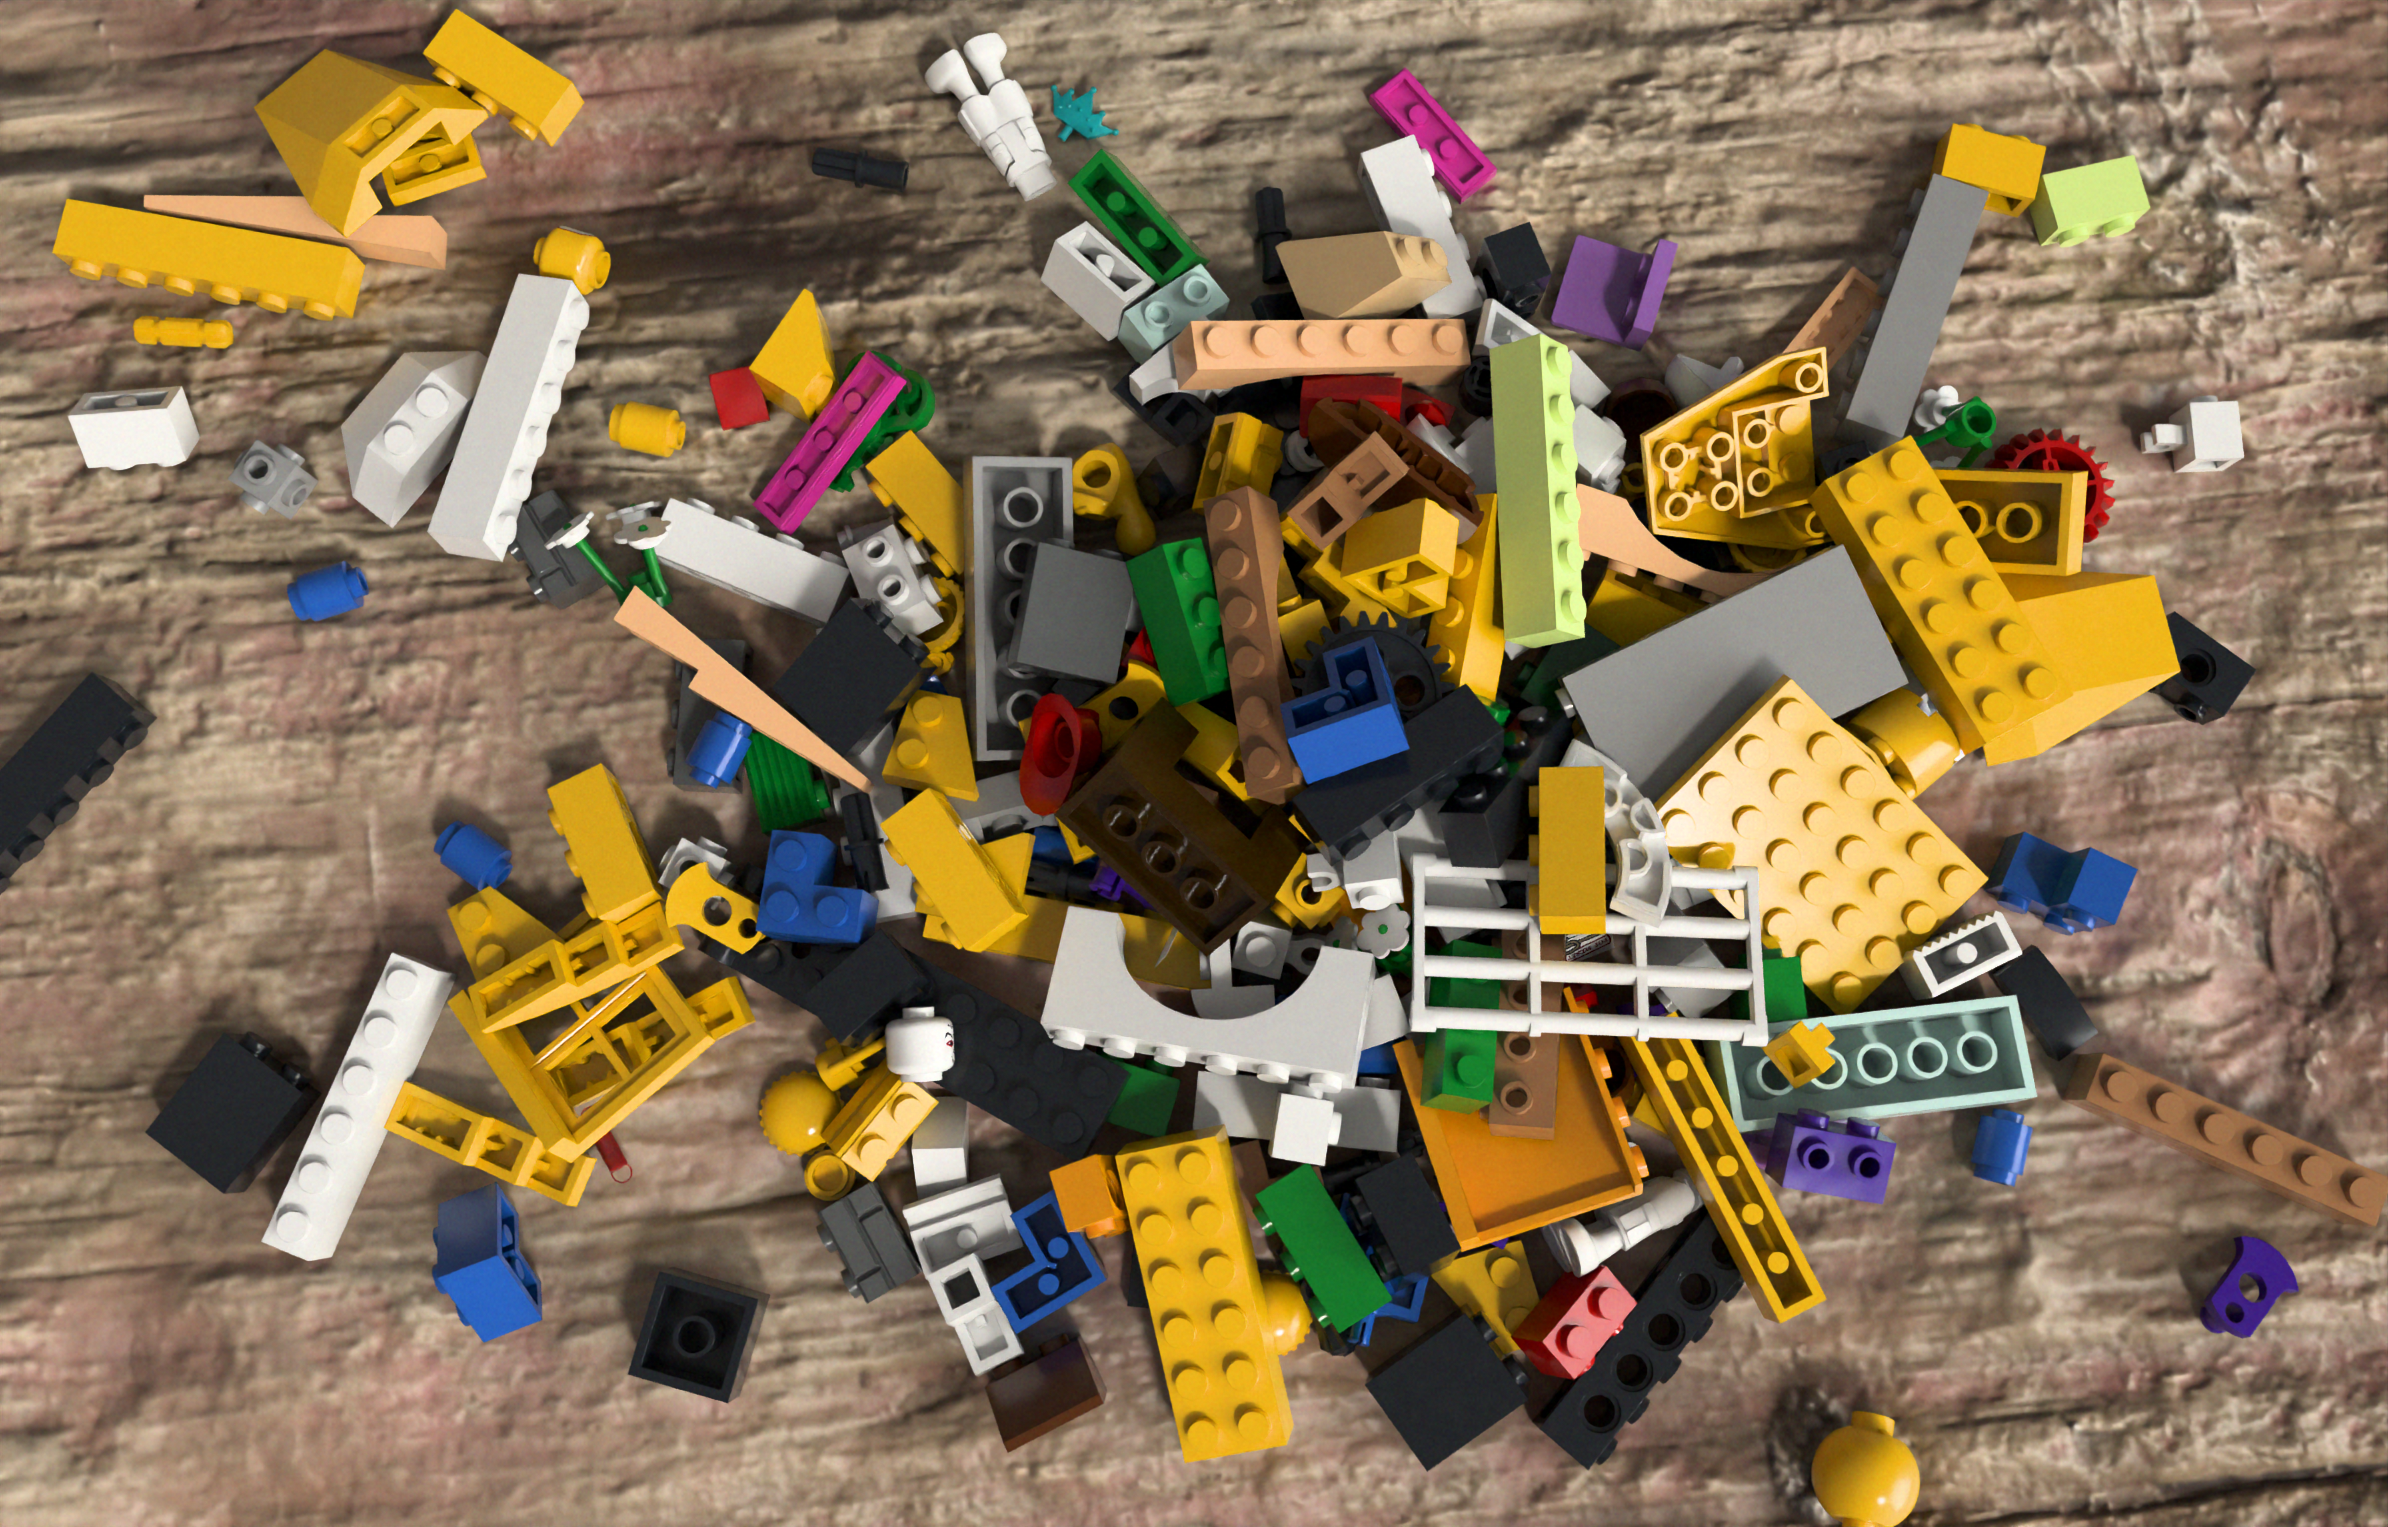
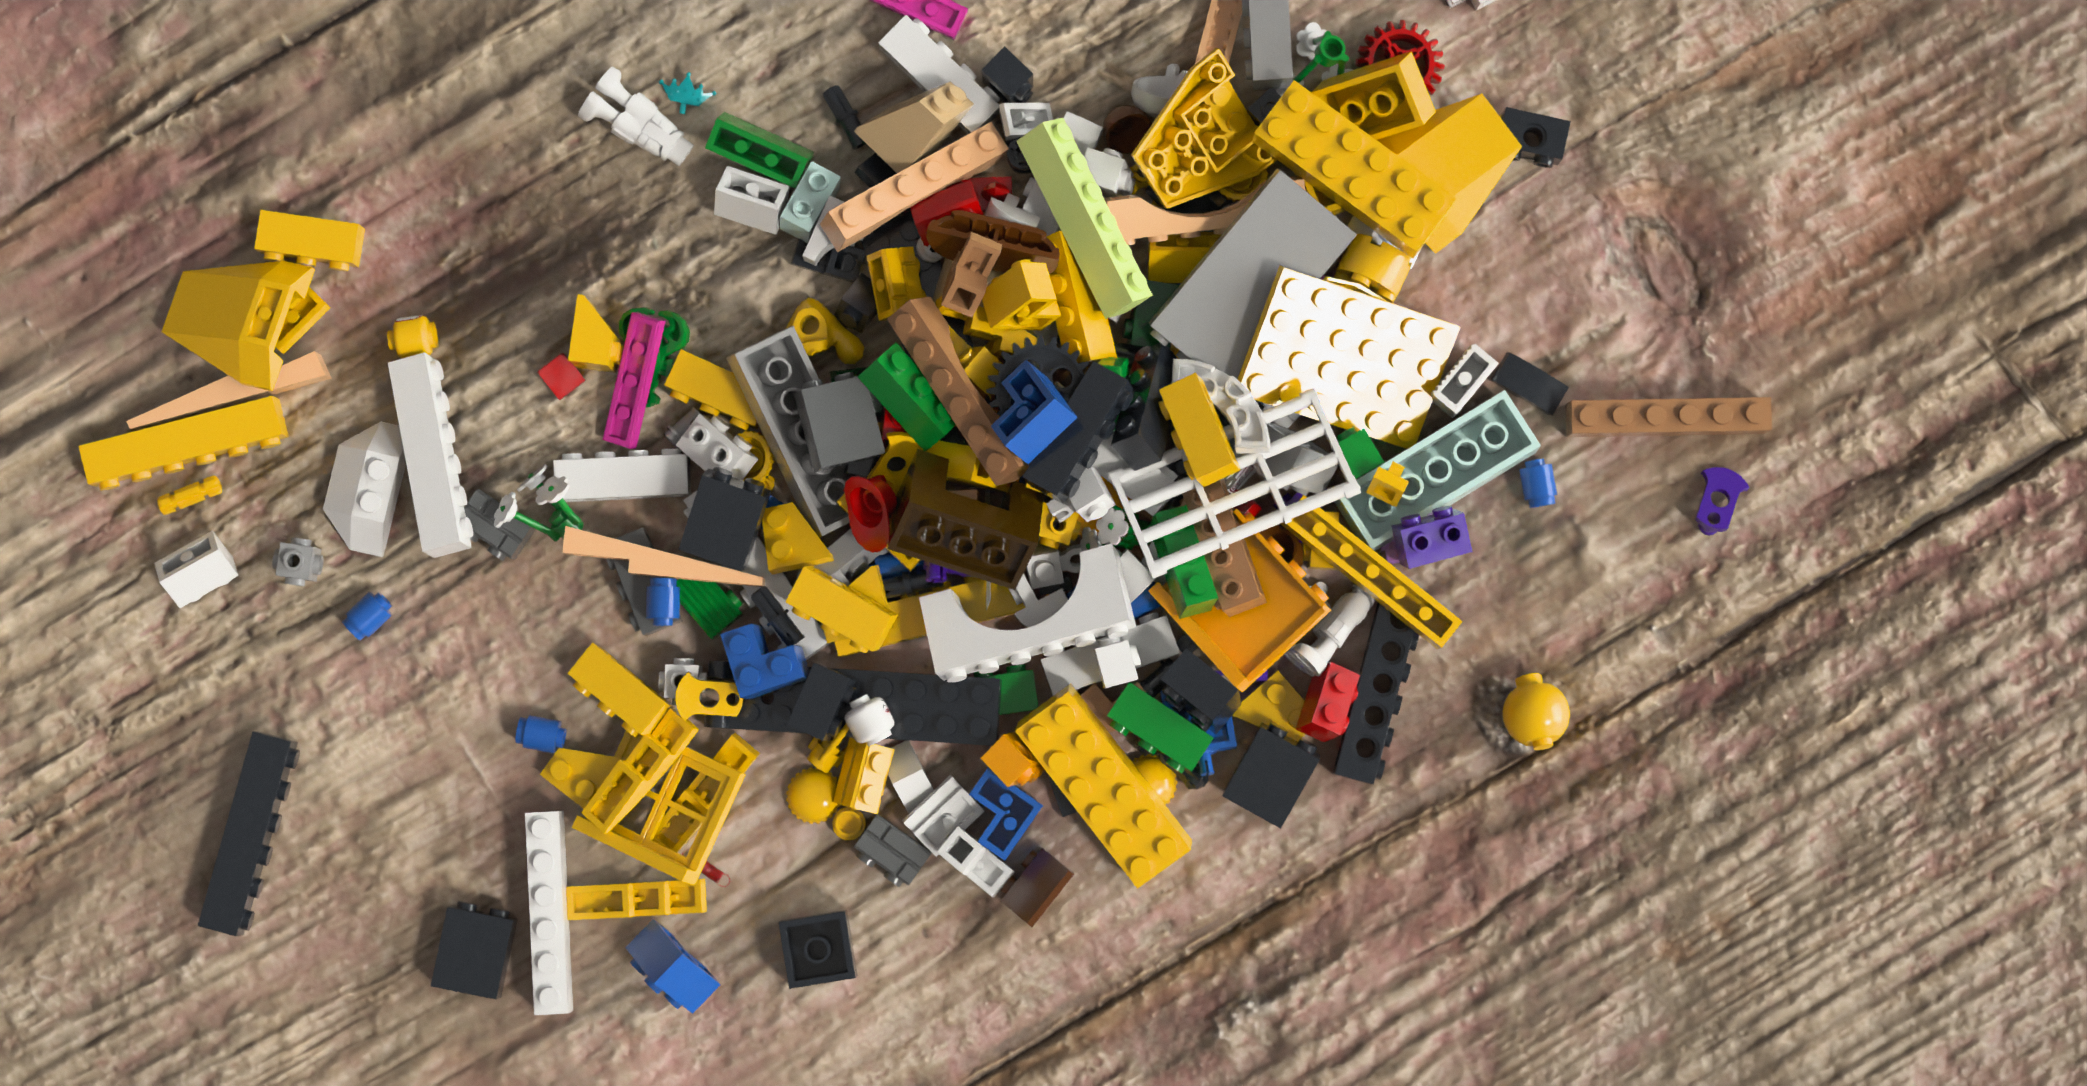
camera: 25 degrees left, 5 degrees up
(647, 428) = (514, 422): yellow brick -> none
(860, 168) = (564, 193): black axle -> none
(1613, 291) = (1074, 56): medium lavender bracket -> none
(2063, 887) = (1507, 308): blue brick -> none

